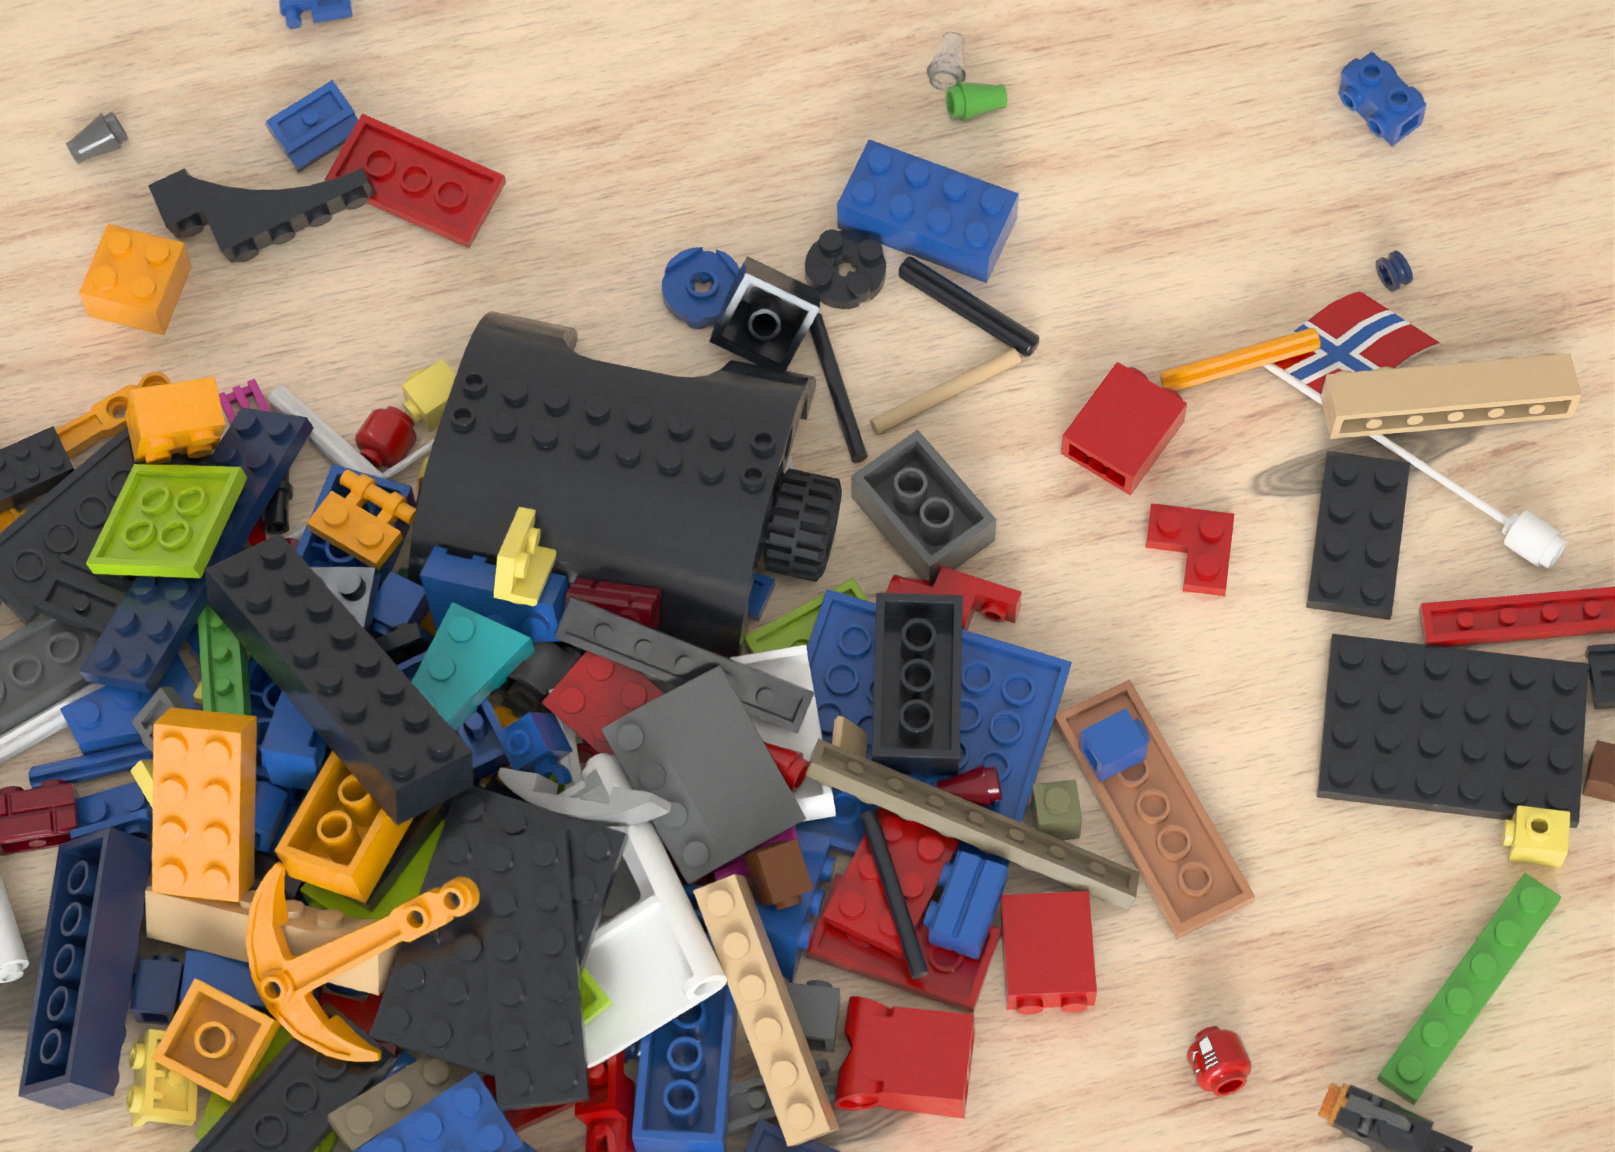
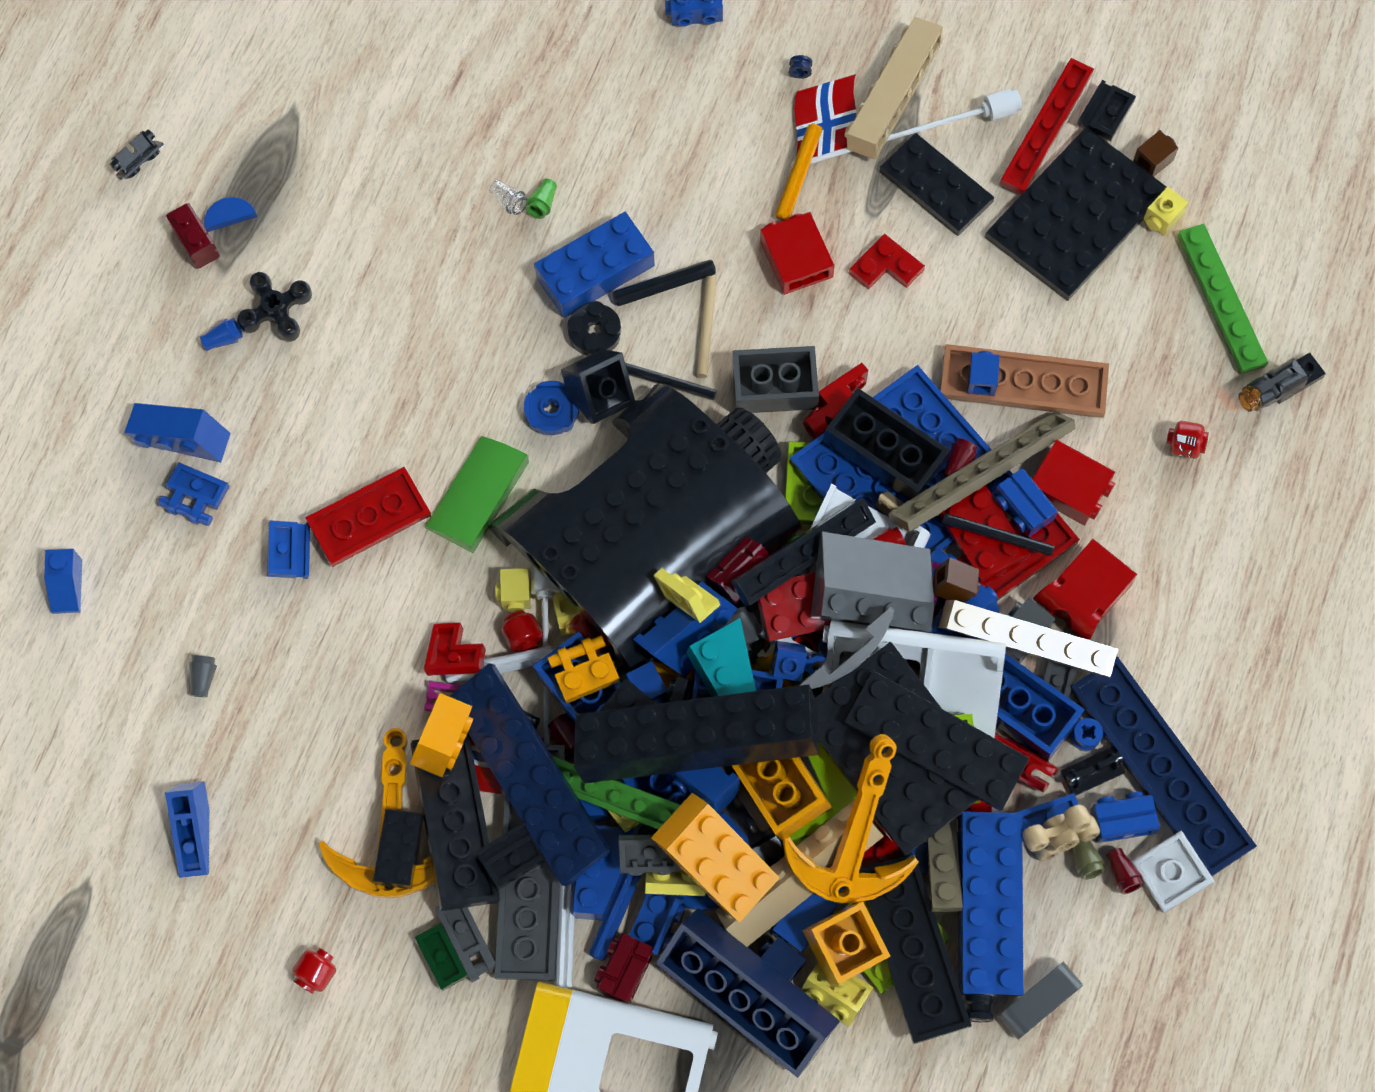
camera: 55 degrees left, 5 degrees up
(135, 279) = (315, 708): light orange brick -> none
(167, 520) = (504, 778): lime plate -> none
(254, 219) = (326, 621): black arch -> none
(298, 373) = (446, 654): none -> red plate
(533, 279) = (478, 493): none -> bright green slope
(1057, 809) = (996, 426): olive brick -> none

